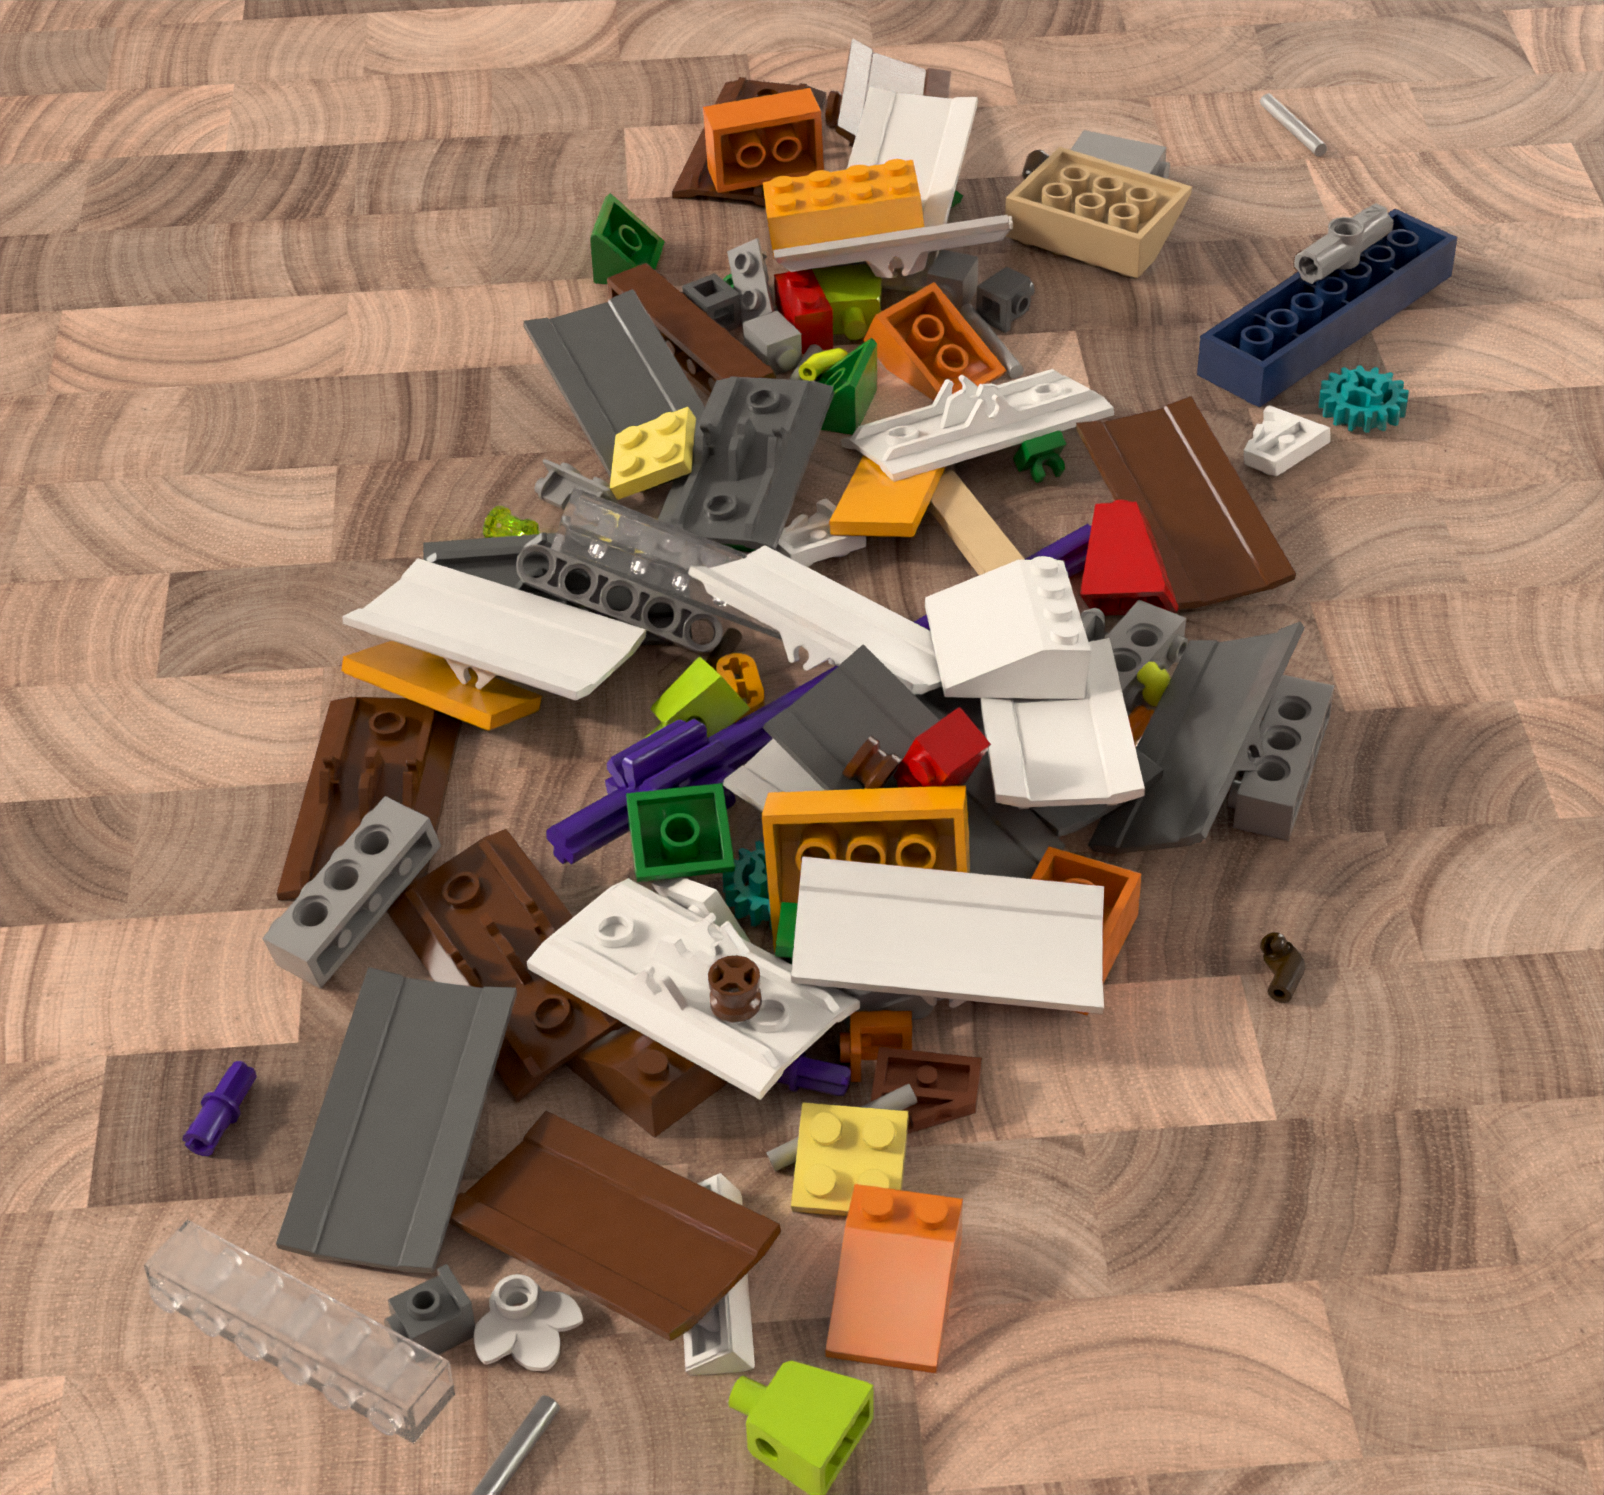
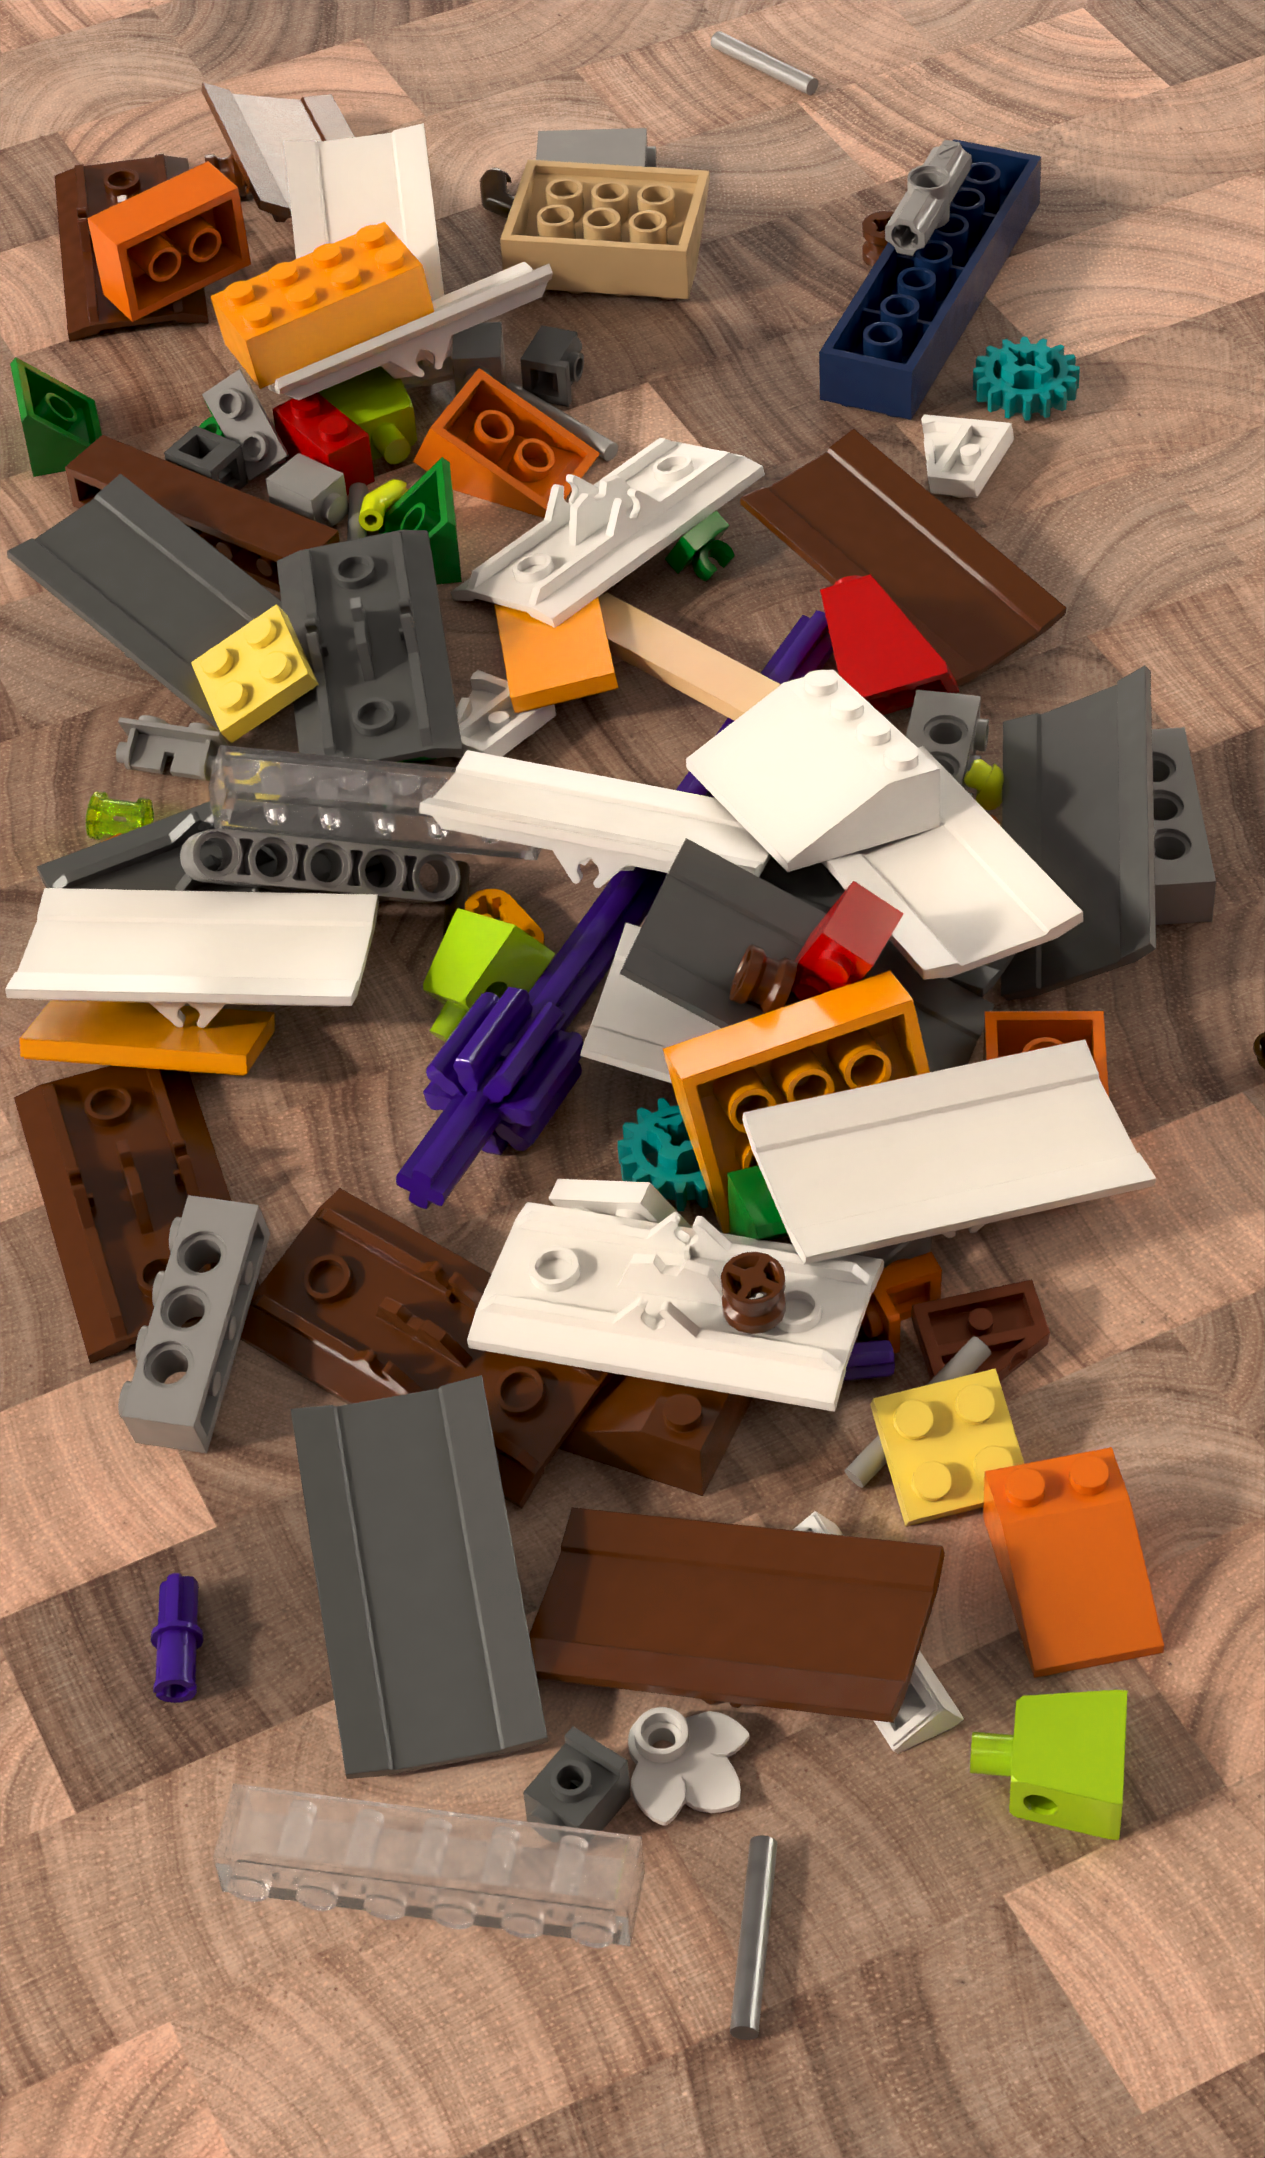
camera: 20 degrees left, 5 degrees up
(679, 832) = (559, 1130): green slope -> none

